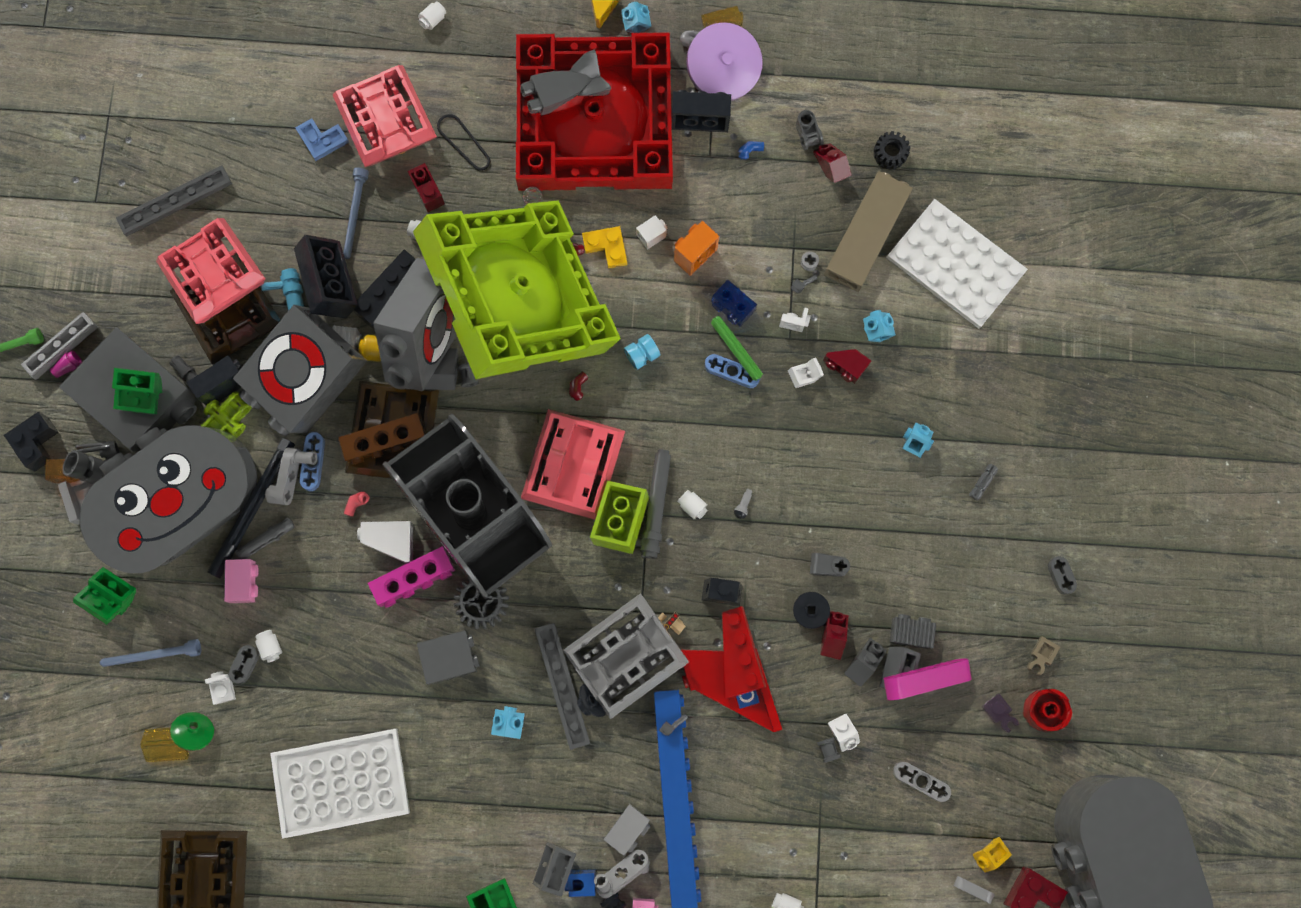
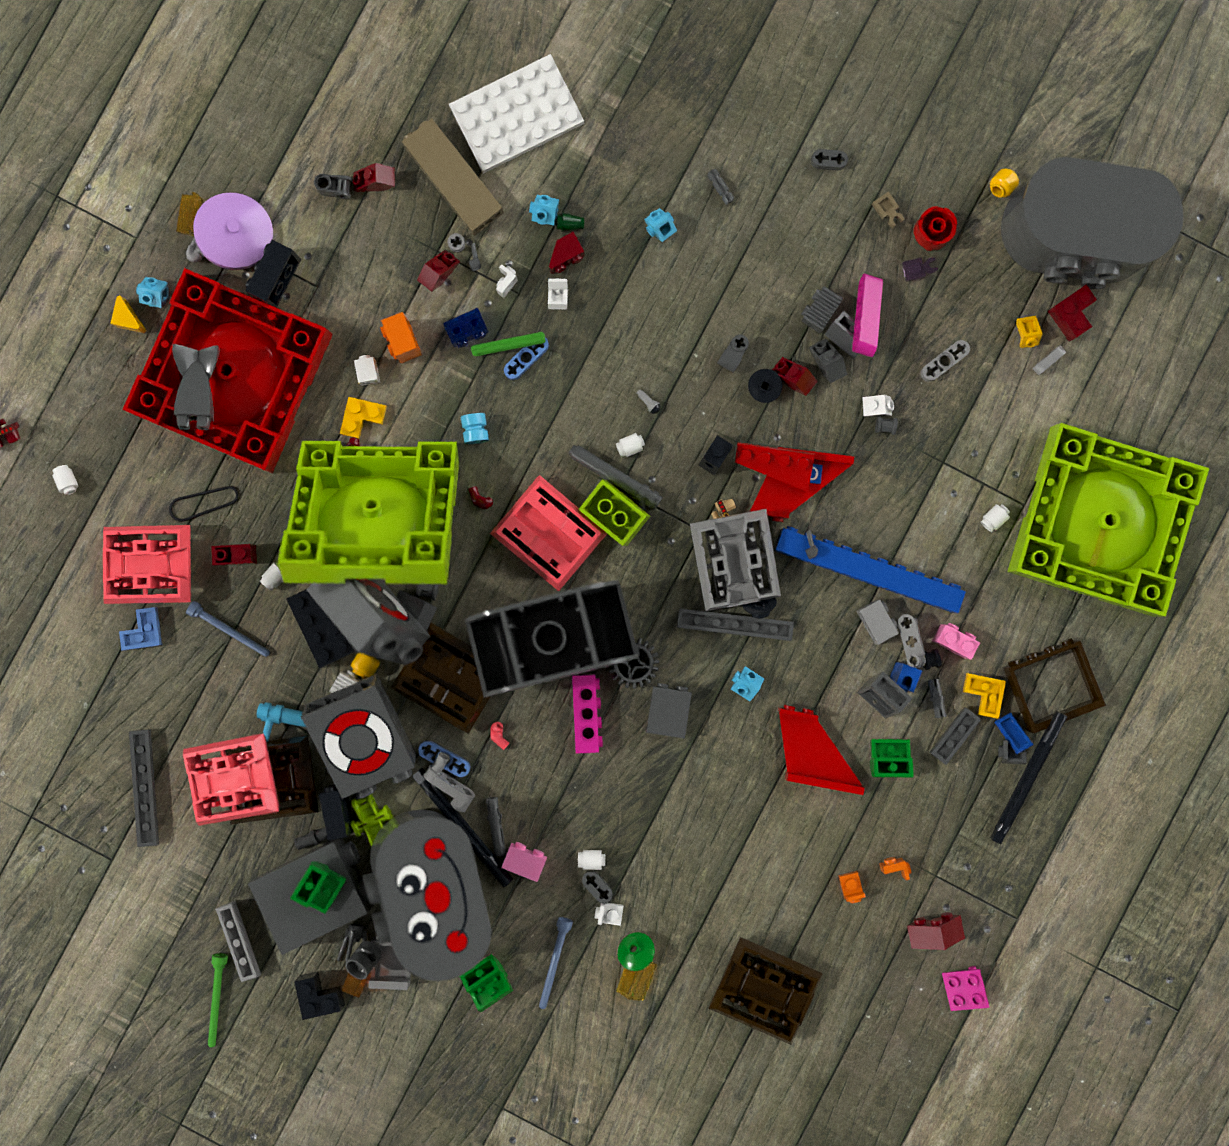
camera: 65 degrees left, 10 degrees up
(66, 364) = (258, 941): dark pink cone -> none
(325, 277) = (281, 679): black brick -> none
(339, 783) = (733, 844): white plate -> none
(351, 442) = (447, 717): reddish brown brick -> none
(389, 538) = (543, 719): white slope -> none
(463, 823) = (812, 755): none -> red piece
(531, 194) = (284, 461): clear wheel -> none
(748, 147) = (325, 248): blue arm -> none
(775, 254) = (437, 270): none -> dark red slope
(878, 354) = (569, 222): none -> dark green cone
(891, 139) = (380, 110): black tyre -> none
(1127, 760) = (1004, 183): none -> yellow head

